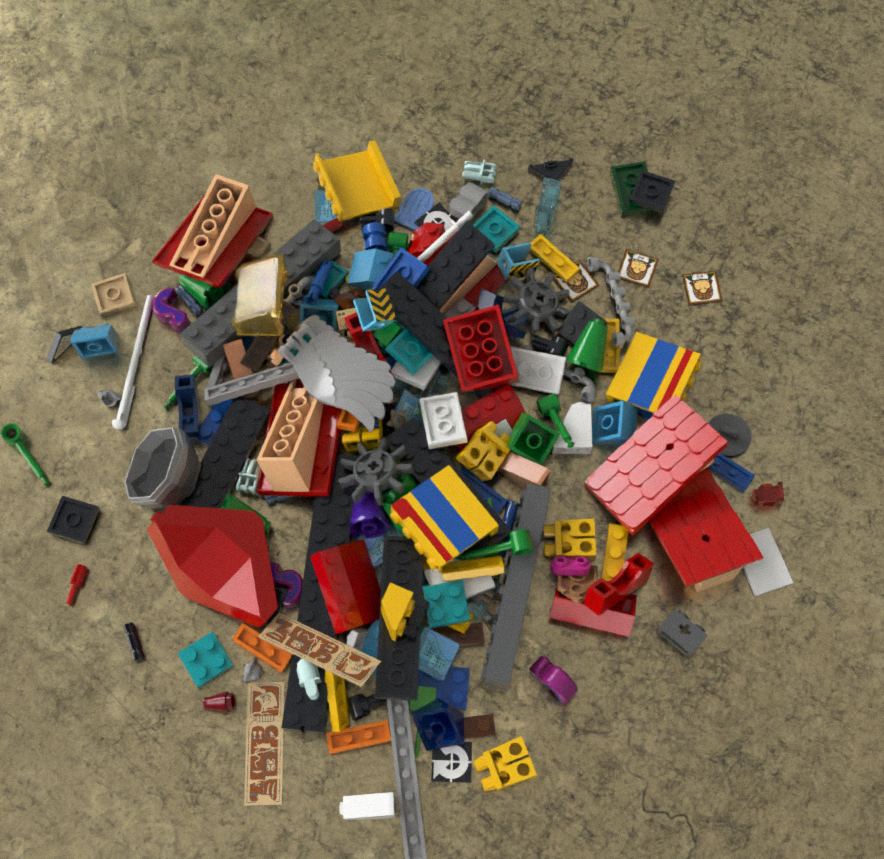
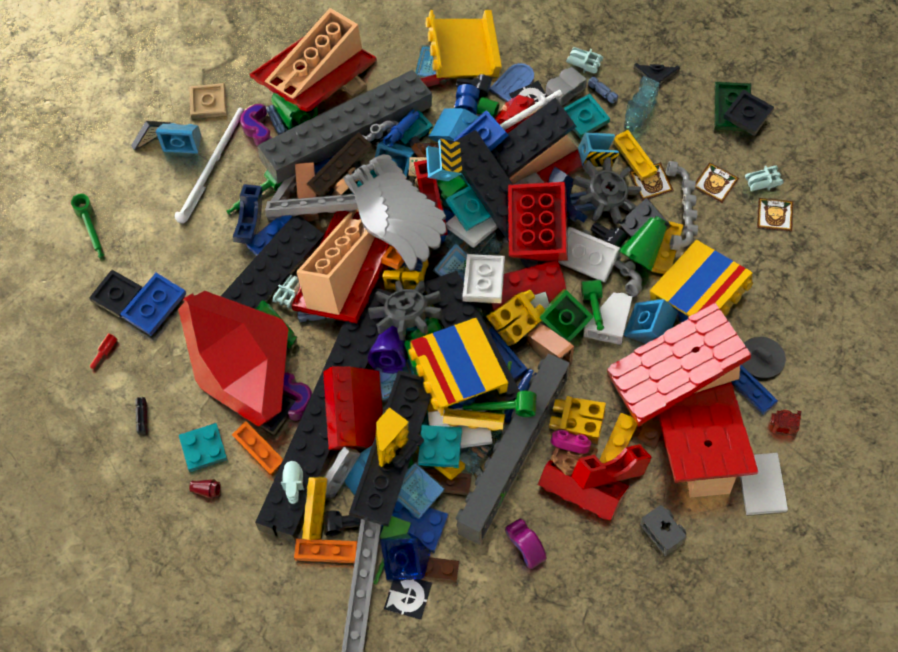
camera: 15 degrees right, 5 degrees down
(109, 397) = (178, 191): light grey piece -> none
(113, 522) = (153, 304): none -> blue plate
(162, 469) = (210, 263): rock -> none
(252, 671) = (243, 468): light grey piece -> none
(260, 297) = (341, 127): clear yellow windscreen -> none
(264, 744) = (236, 537): sticker -> none
(320, 649) = (309, 457): sticker -> none
(368, 806) = (318, 615): white slope -> none
(394, 416) = (440, 265): dark tan plate -> none
(502, 772) = (459, 609): yellow hips -> none
(644, 538) = (650, 433): none -> reddish brown plate
(683, 255) = (763, 178): none -> light aqua arm

